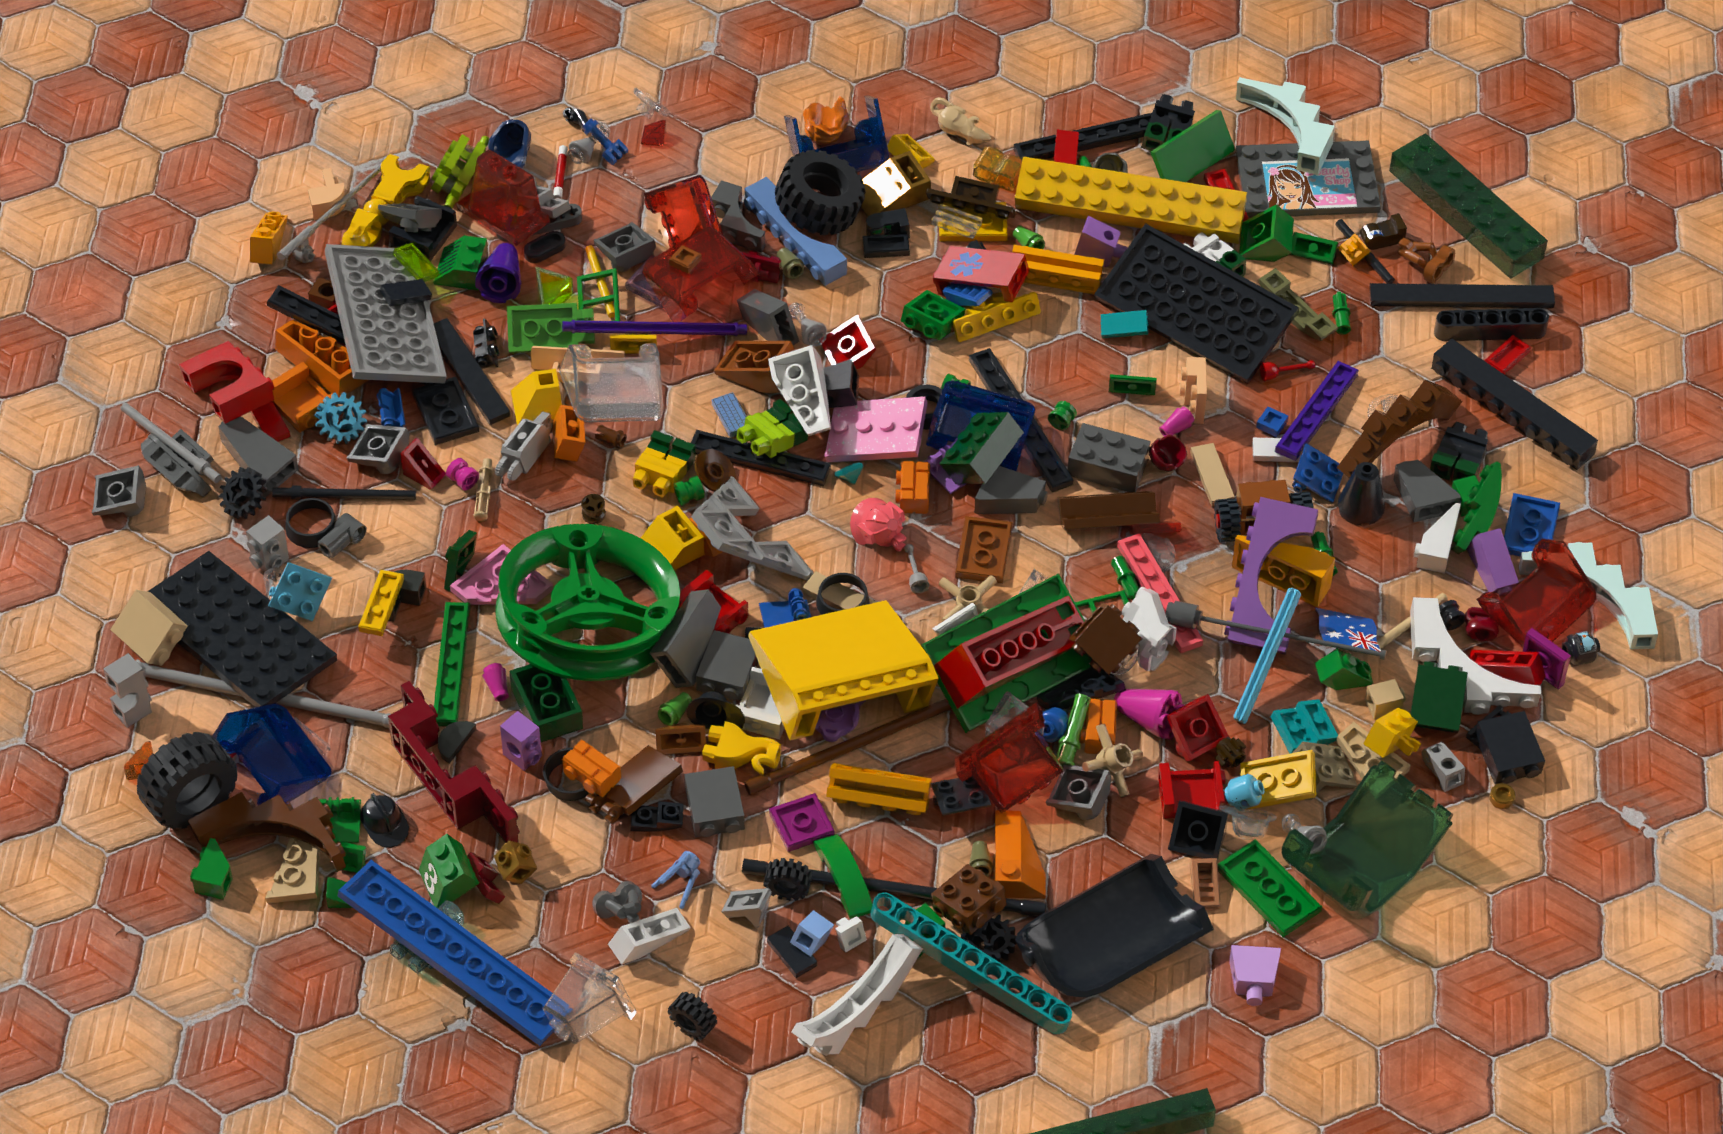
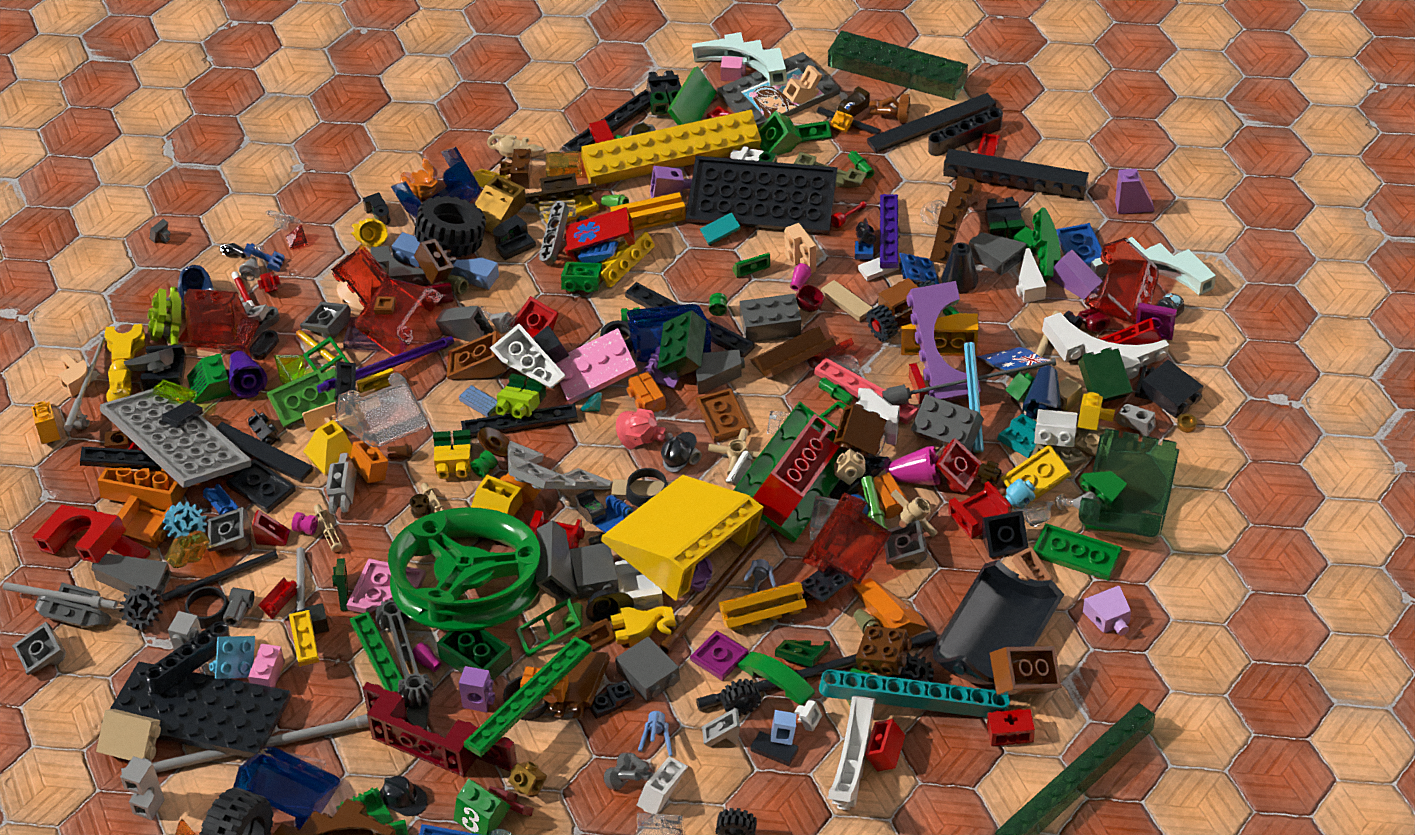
camera: 25 degrees left, 5 degrees down
(250, 570) = (185, 658): none -> black beam
(323, 449) = (187, 549): none -> clear yellow brick
(329, 616) = (267, 665): none -> bright pink brick
(387, 545) = (278, 597): none -> red hinge
(423, 534) = (300, 562): none -> light grey piece
(462, 709) = (414, 687): none -> dark grey arm
(513, 63) = (160, 231): none -> dark grey tile
(561, 773) = (527, 696): none -> green tile
(590, 175) = (269, 282): none -> red gear
(594, 328) = (344, 379): none -> black hinge
(612, 504) = (434, 502): none -> tan piece
(639, 722) = (553, 638): none -> green window
(733, 162) = (370, 232): none -> yellow hair
(761, 130) = (375, 204): none -> black leg
(768, 591) = (590, 507): none -> black leg
(775, 228) = (434, 261): none -> reddish brown brick
(889, 860) = (802, 651): none -> dark green wing
(903, 568) = (677, 451): none -> black piece
(904, 748) = (760, 570): none -> sand blue plant
(905, 1004) = (885, 745): none -> red brick
(946, 153) = (520, 168): none -> reddish brown brick
(946, 232) = (549, 251): none -> dark grey beam
(1055, 1049) = (1010, 727): none -> red brick
(1072, 674) = (849, 466): none -> tan brick
(1104, 994) = (1025, 670): none -> dark orange brick
(1217, 673) = (944, 421): none -> dark grey brick
(1223, 608) = (917, 381): none -> red tile
(1270, 127) = (732, 68): none -> bright pink brick
(1285, 402) = (865, 233): none -> black hinge
(1331, 190) = (804, 89): none -> light nougat brick
(1333, 735) = (1055, 428): none -> white panel
(1346, 827) = (1104, 485): none -> green slope
(1349, 688) = (1043, 392): none -> dark blue cone
(1632, 489) = (1132, 193): none -> medium lavender slope

